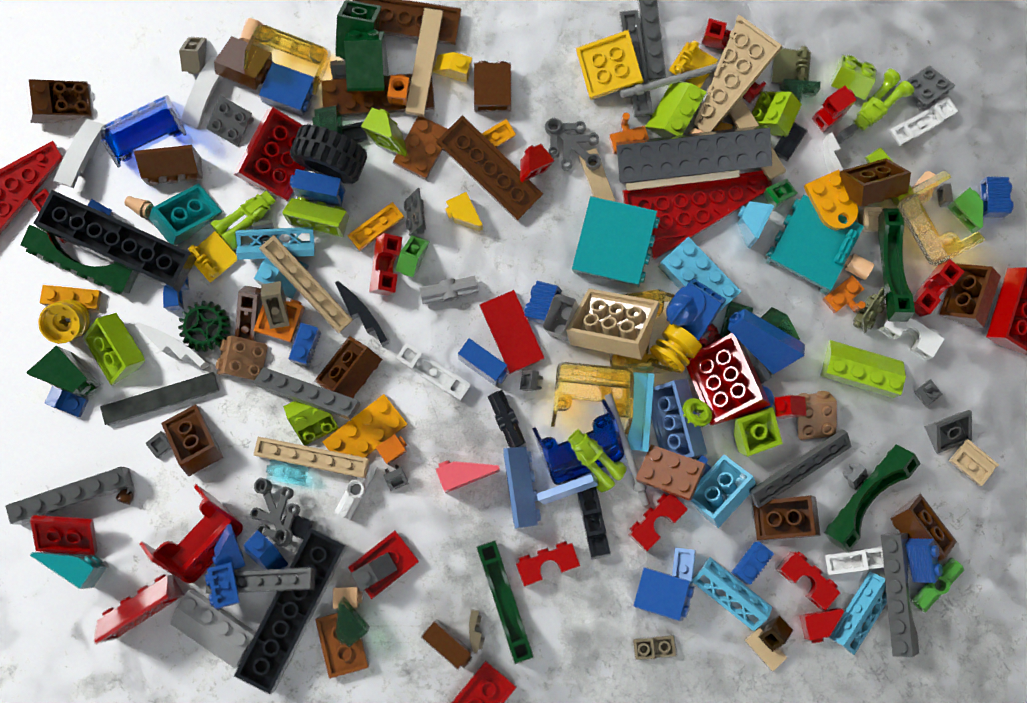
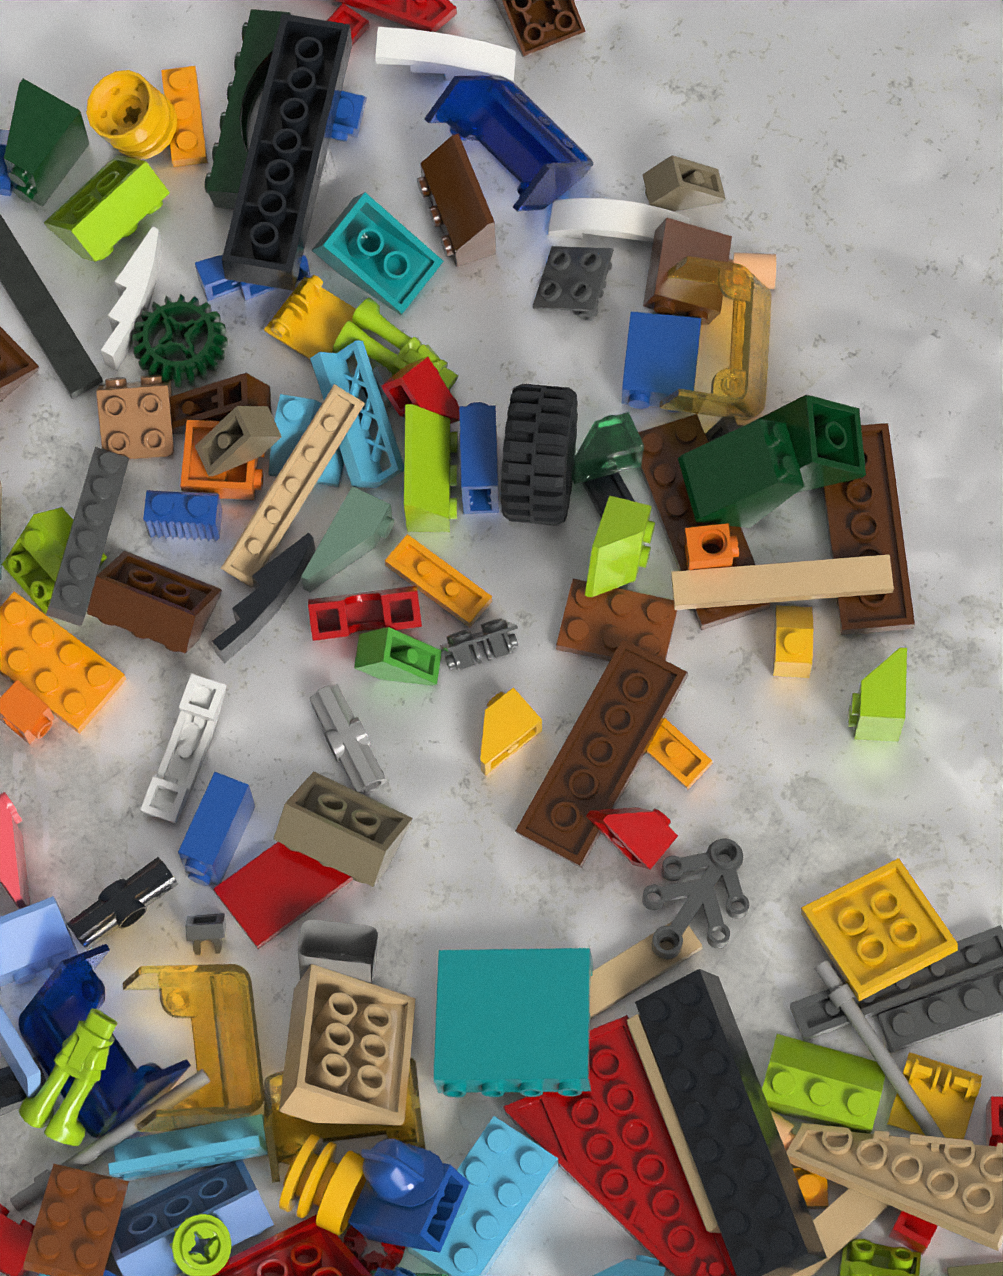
camera: 85 degrees right, 10 degrees down
(139, 206) = (374, 176): light nougat cone -> none
(268, 157) = (512, 352): red slope -> none
(270, 207) = (421, 386): none -> red slope
(336, 259) = (349, 537): none -> sand green slope
(492, 86) = (772, 720): reddish brown brick -> none
(497, 300) = (342, 828): none -> dark tan slope
(498, 30) = (880, 704): none -> lime slope
(540, 301) = (369, 907): blue brick -> none
(627, 134) = (747, 1005): orange plate -> none

